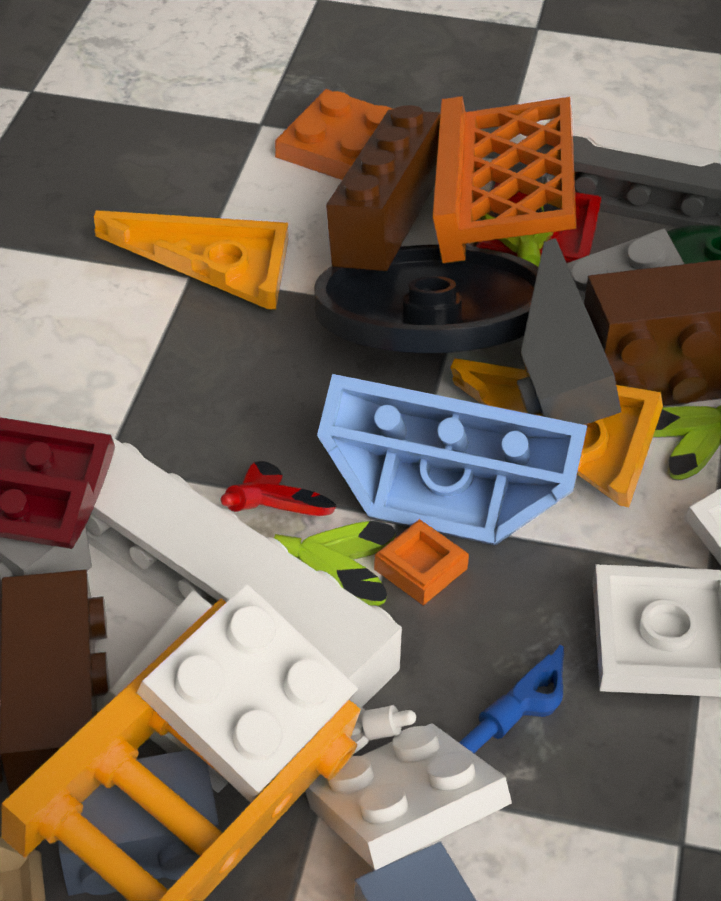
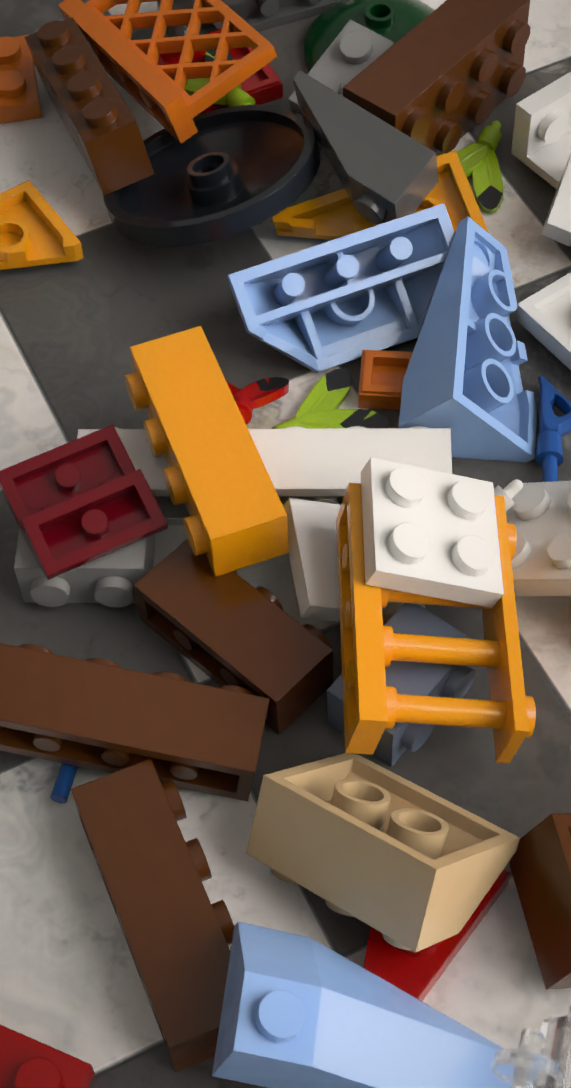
camera: 35 degrees left, 10 degrees up
(156, 507) = (208, 452): none -> light orange brick
(494, 590) = (468, 357): none -> light blue wedge

